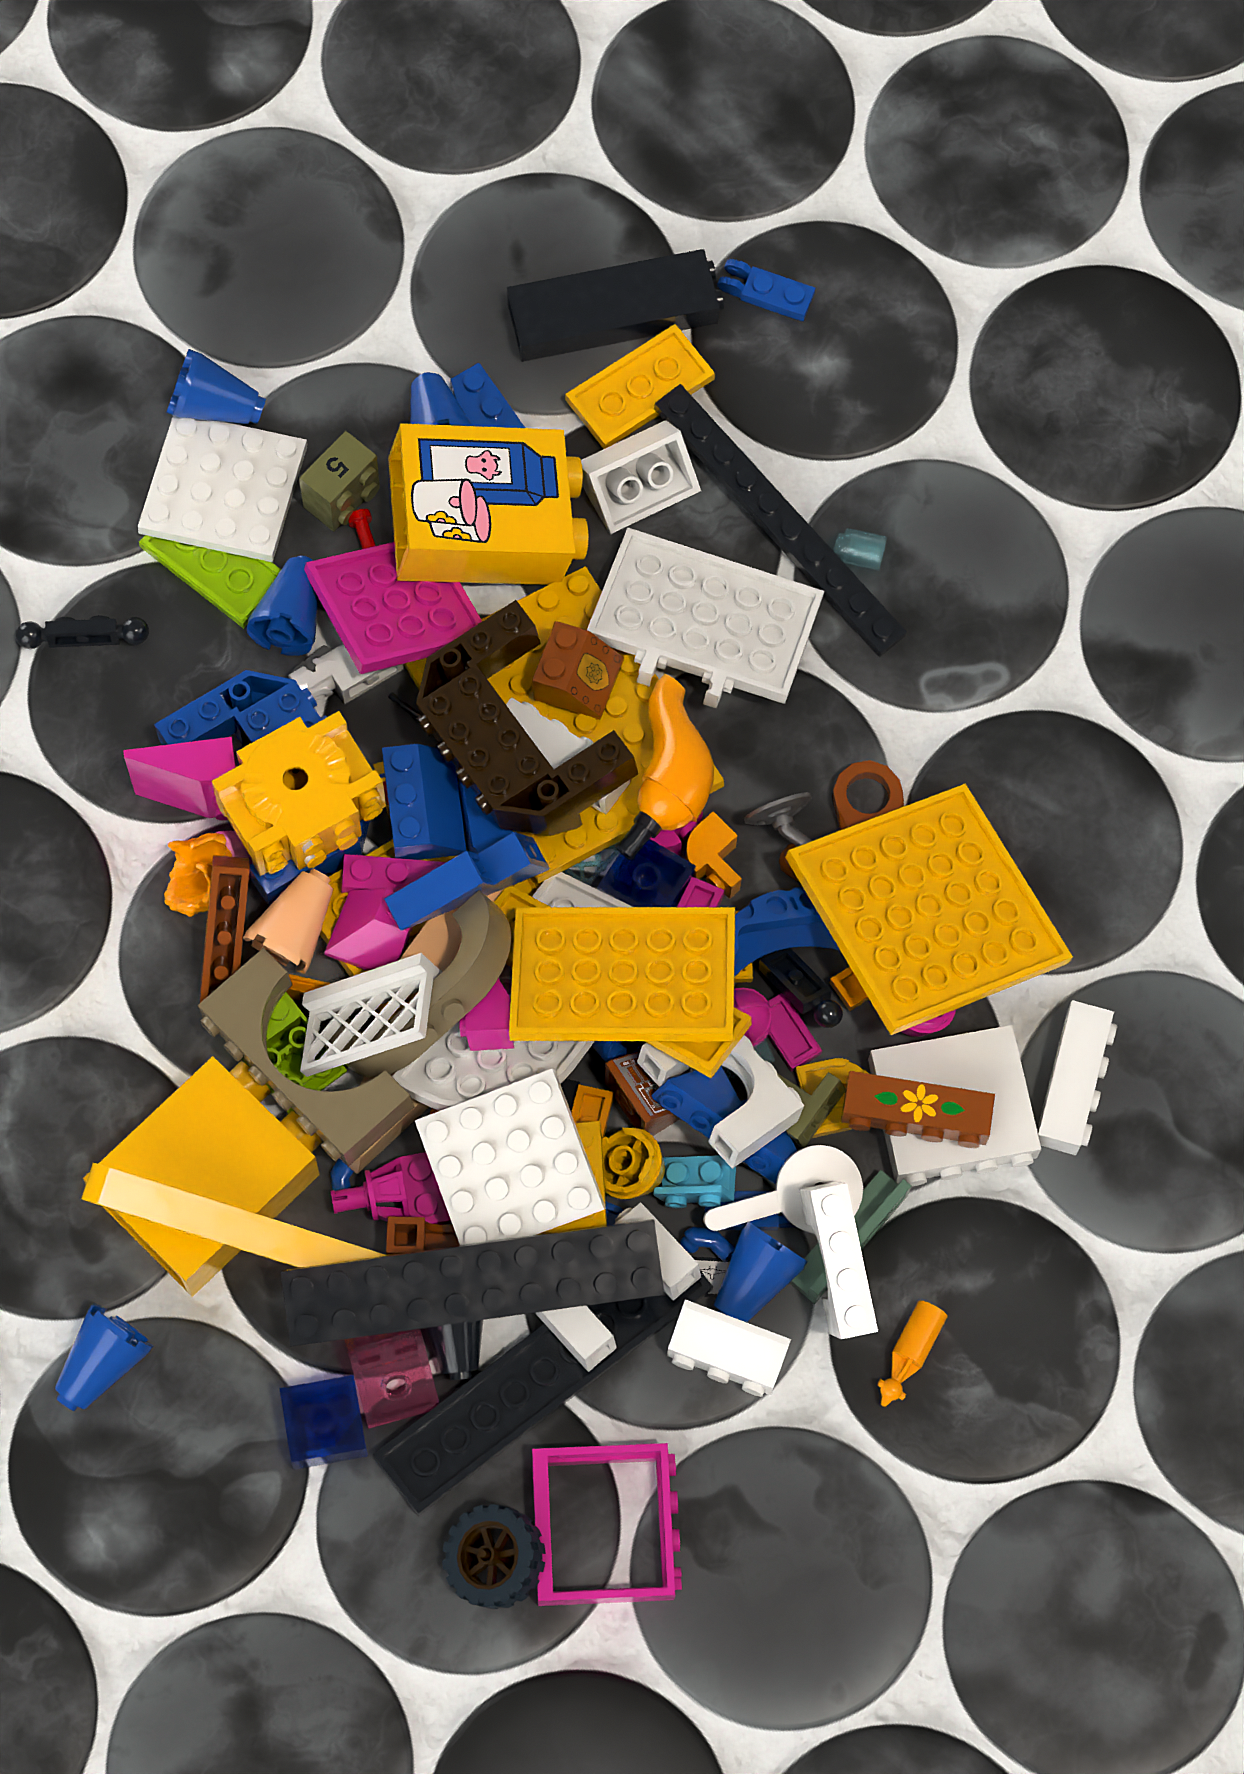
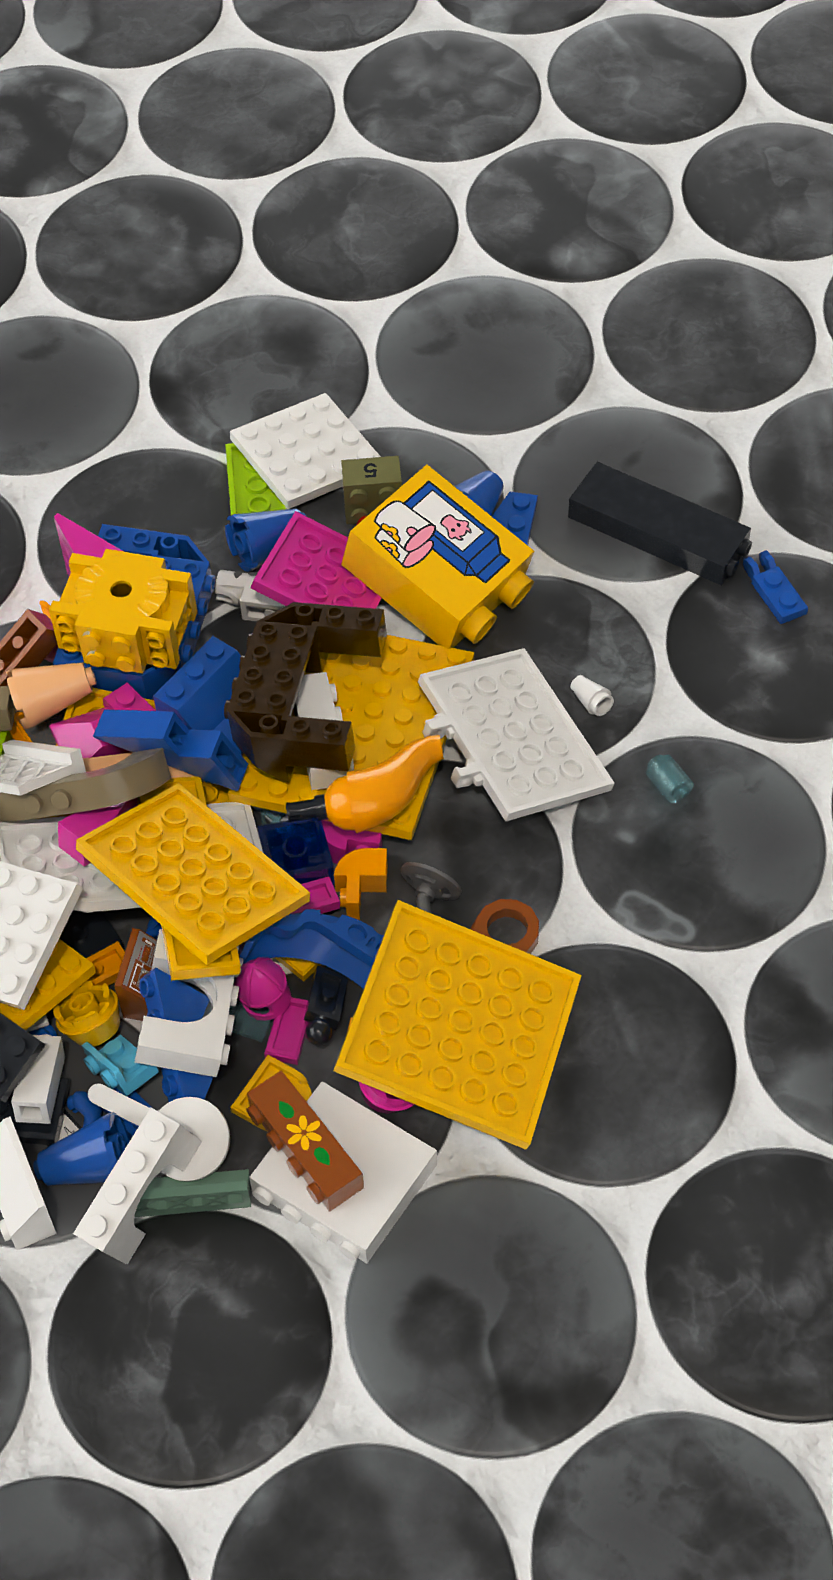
camera: 50 degrees right, 15 degrees down
(74, 633) = (136, 464): black plate -> none
(213, 393) = (353, 392): blue cone -> none
(576, 671) = (388, 693): dark orange slope -> none
(626, 391) = (625, 580): yellow plate -> none
(639, 476) = (565, 627): white slope -> none
(724, 524) = (592, 695): none -> white cone
(780, 521) = (631, 724): black plate -> none
(815, 1108) = (240, 1078): olive bracket -> none
(912, 1348) = (134, 1305): light orange wheel -> none
(1075, 1076) = (447, 1229): white brick -> none

